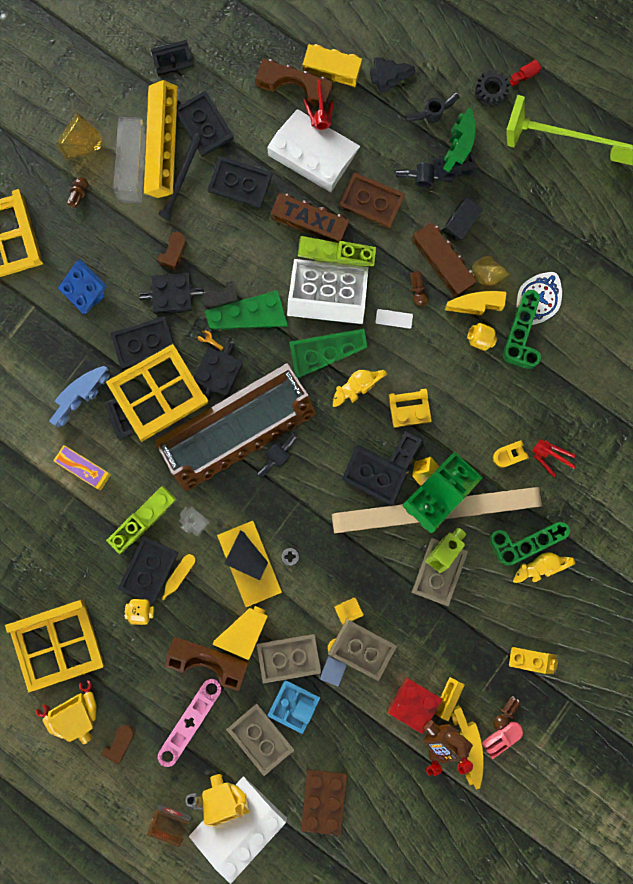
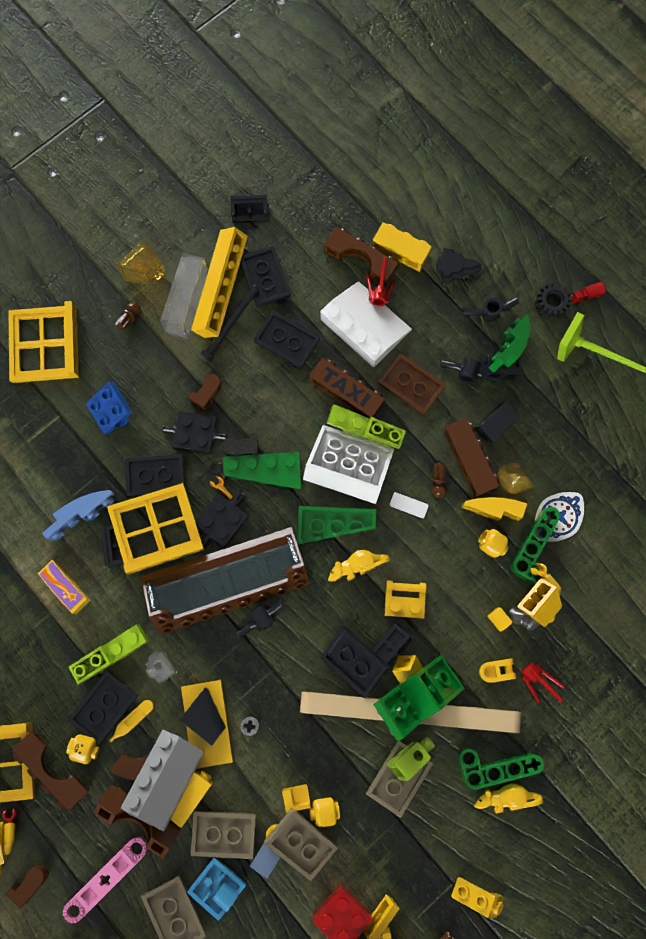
camera: 15 degrees right, 5 degrees down
(92, 624) = (31, 753): none -> reddish brown arch
(194, 617) = (128, 767): none -> reddish brown tile
(222, 620) = (162, 780): none -> light grey slope
(377, 617) = (324, 812): none -> yellow head
(502, 406) = (499, 619): none -> yellow brick
(536, 383) = (540, 603): none -> yellow torso

